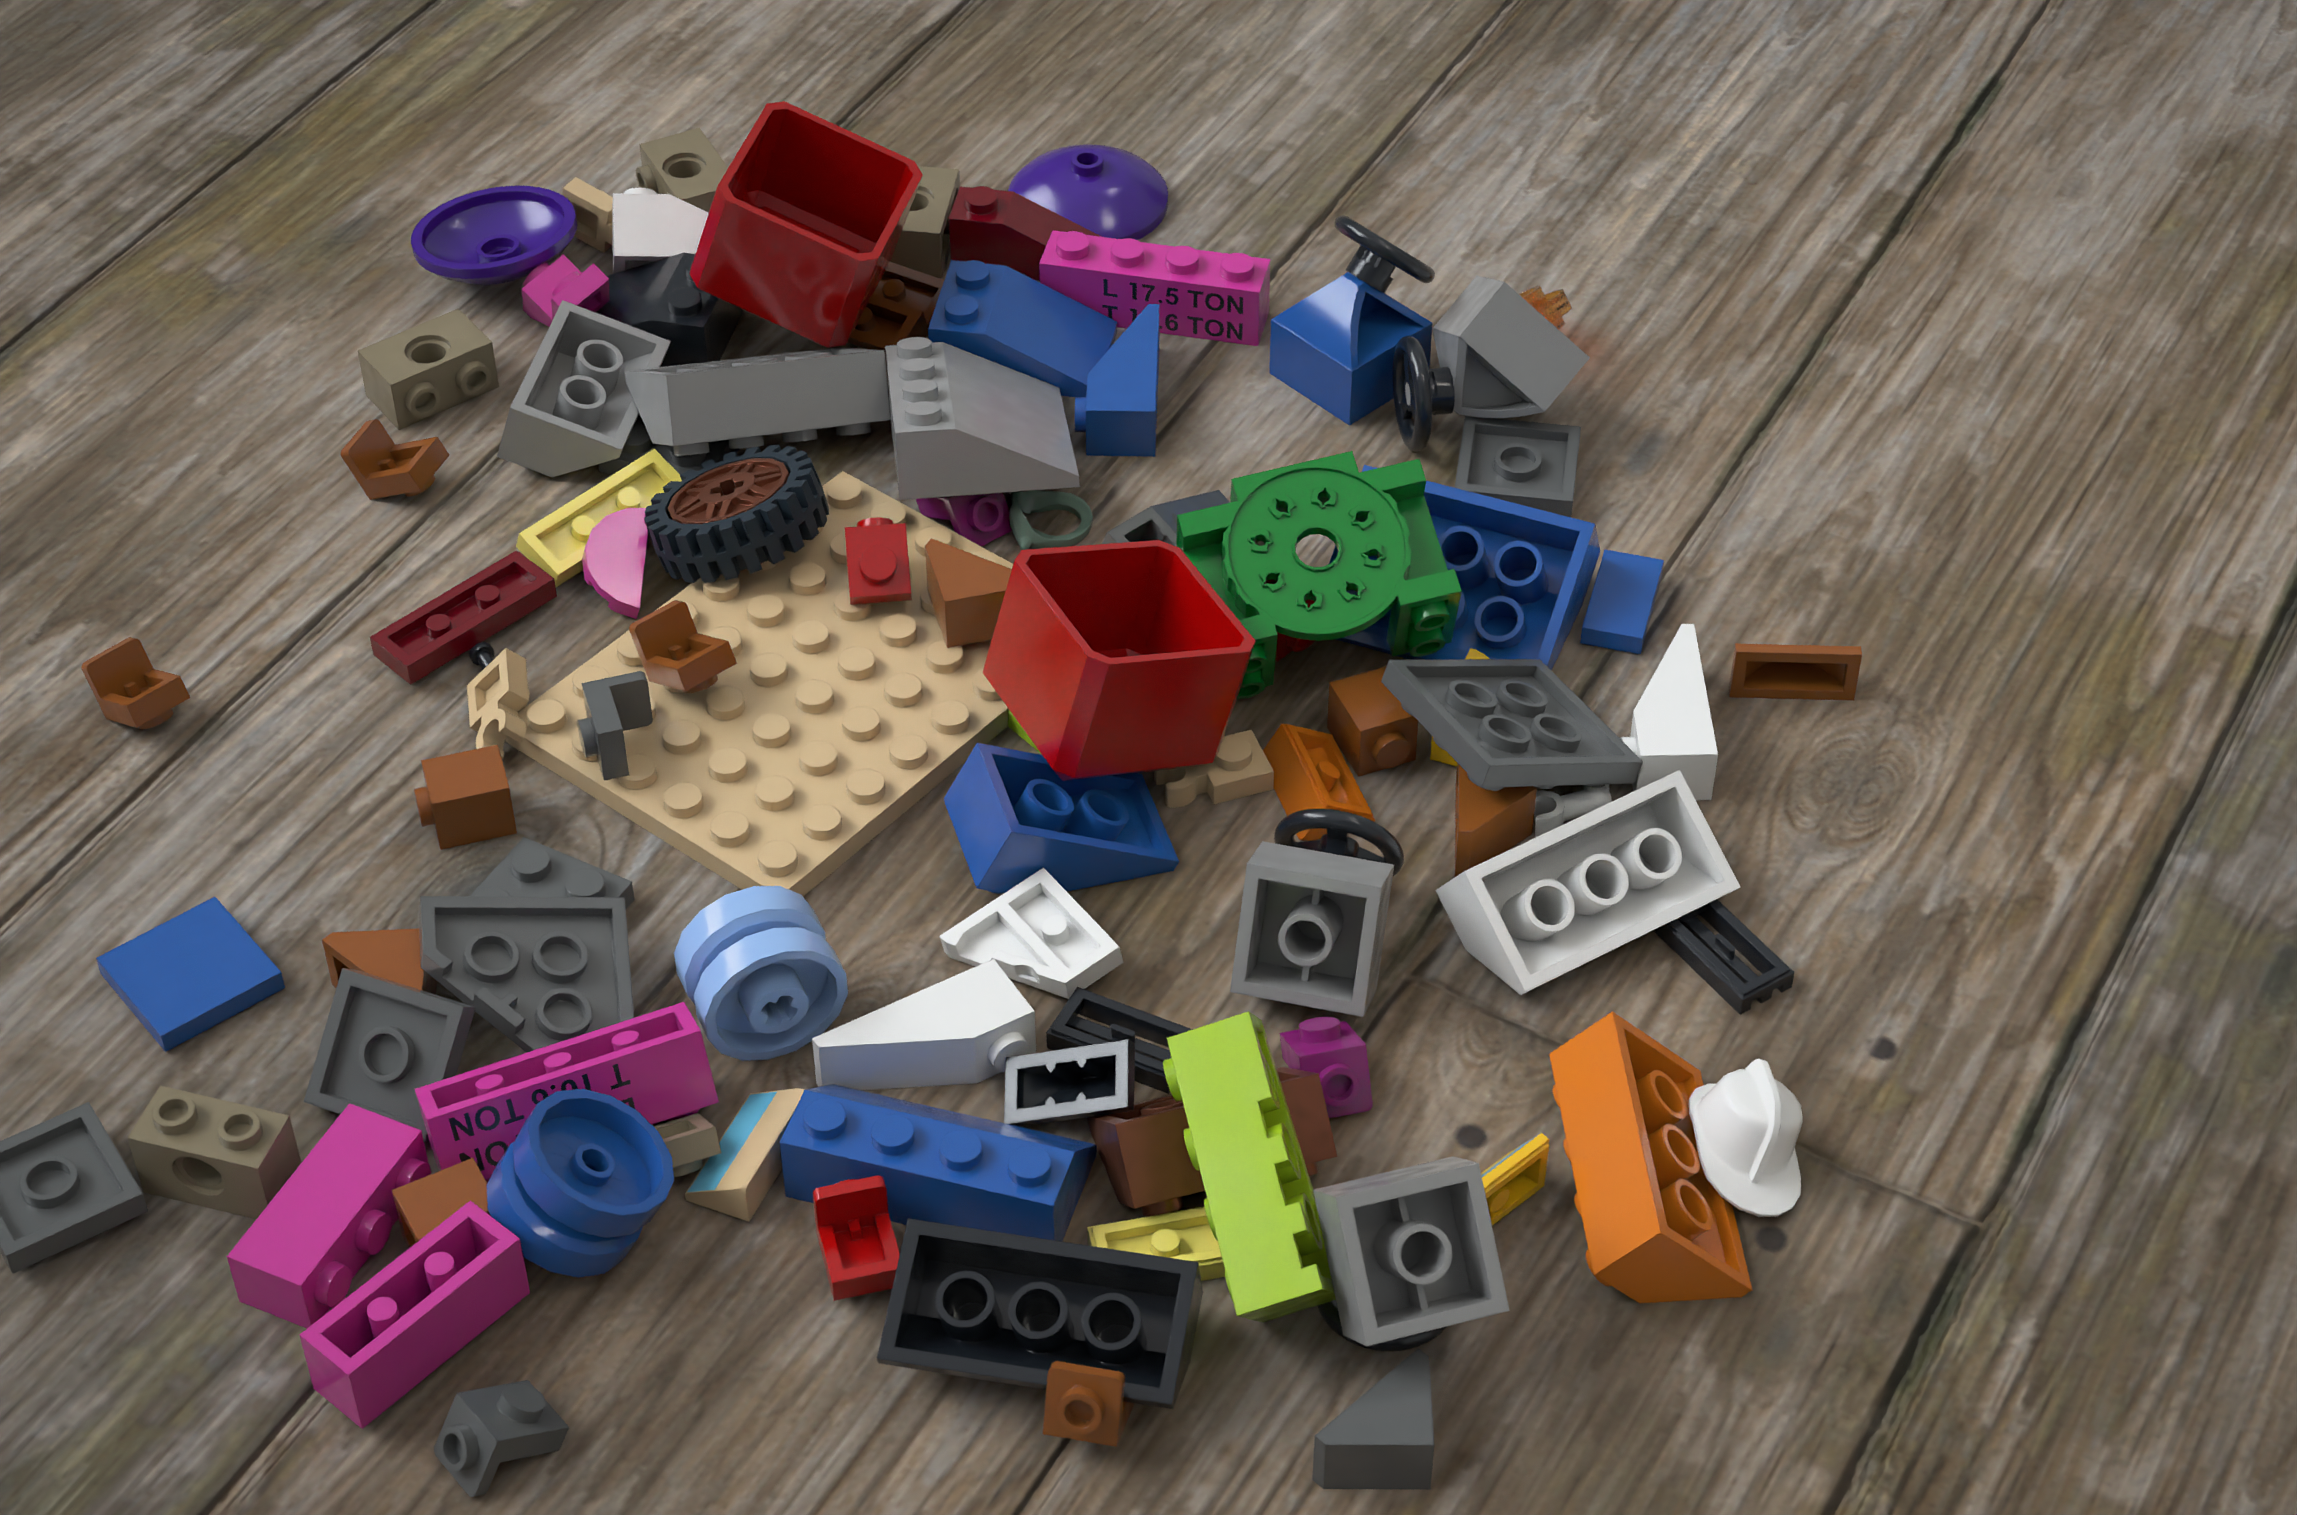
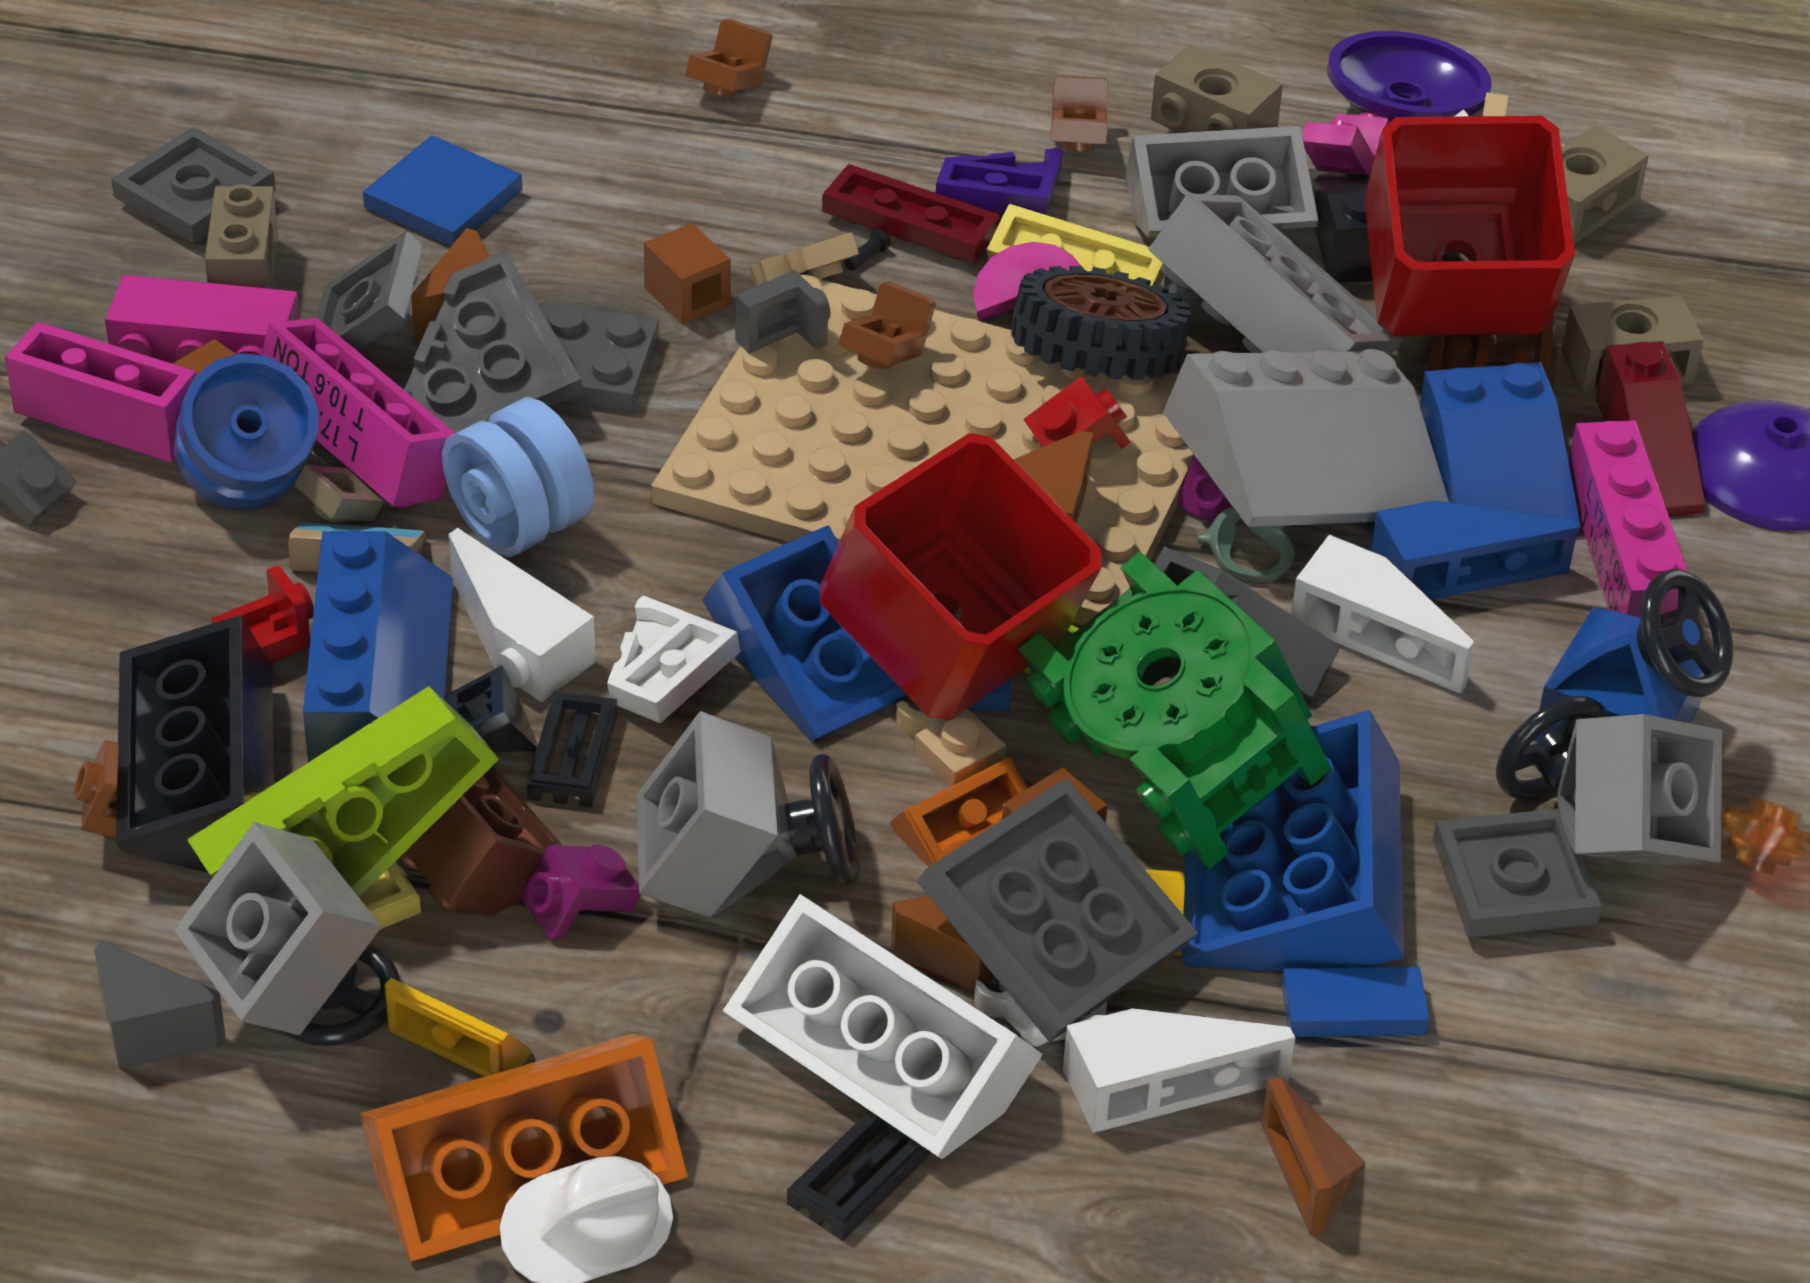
camera: 70 degrees right, 0 degrees up
(457, 540) = (997, 181): none -> dark purple wing
(1187, 453) = (1380, 613): none -> white slope

